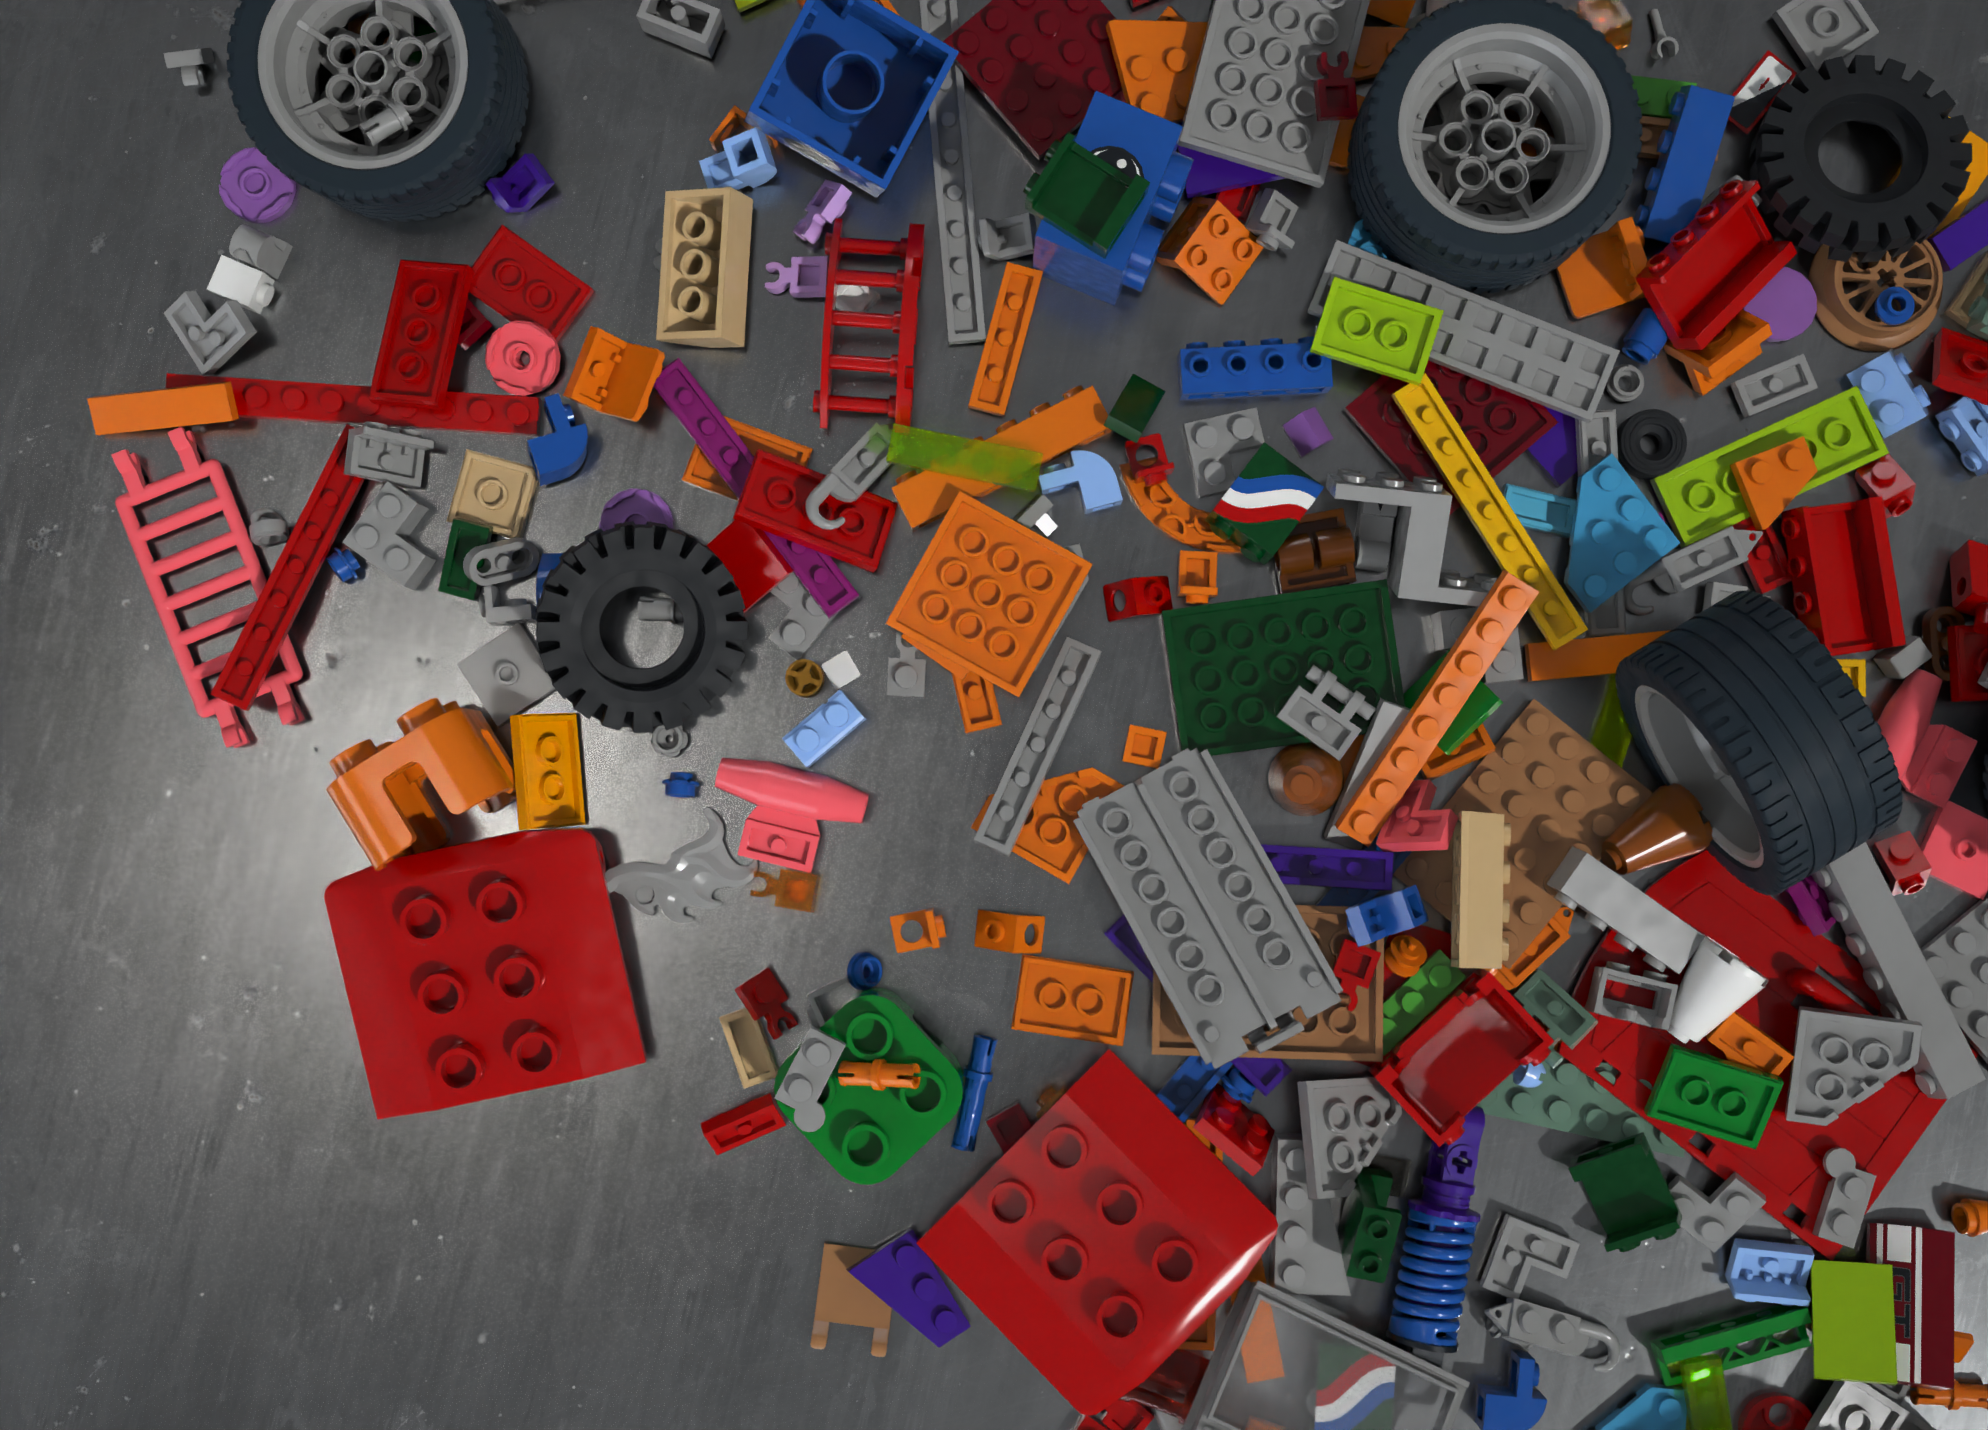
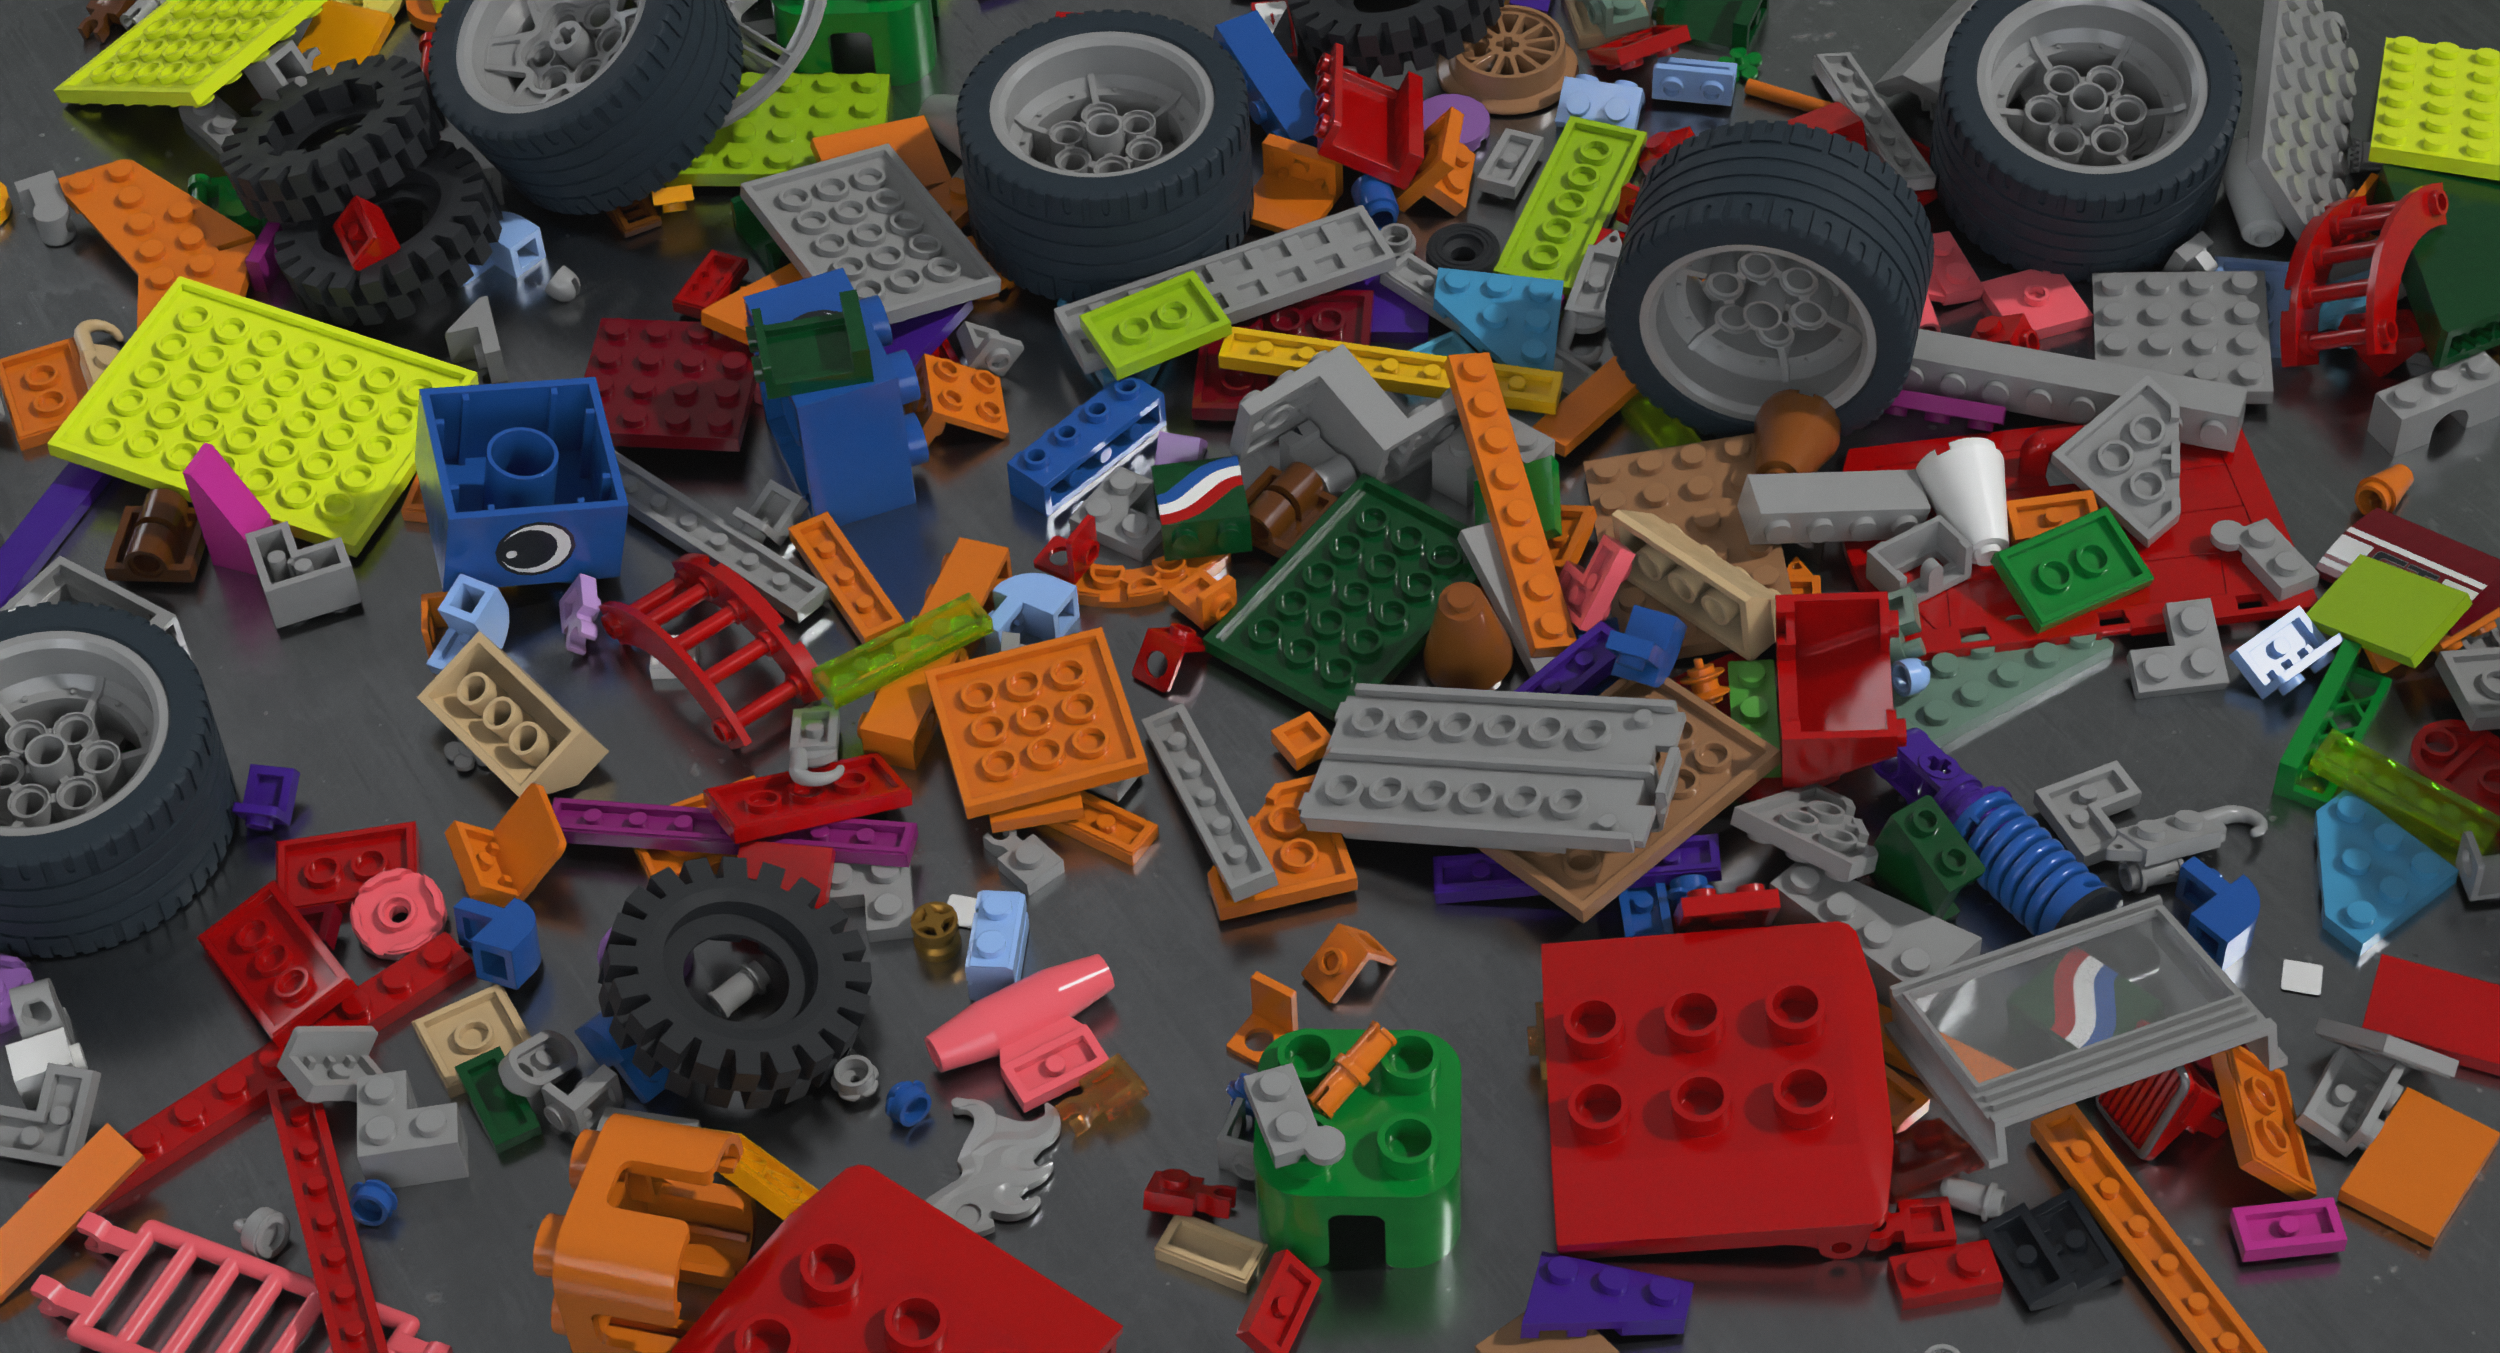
camera: 40 degrees left, 40 degrees down
(386, 123) = (104, 769): light grey pin -> none
(805, 277) = (611, 669): lavender plate -> none
(975, 1086) = (1487, 1125): blue pin -> none
(1009, 1125) = (1528, 1098): dark red plate -> none
(1072, 999) = (1465, 968): orange tile -> none
(1134, 408) = (1014, 529): dark green tile -> none
(1318, 721) = (1415, 580): light grey plate -> none
(1335, 94) = (943, 217): dark red plate -> none
(1354, 968) = (1674, 688): red plate -> none
(1627, 1192) = (2099, 694): dark green panel -> none
(1773, 479) = (1581, 202): orange wing -> none
(1885, 311) = (1532, 46): blue plate -> none

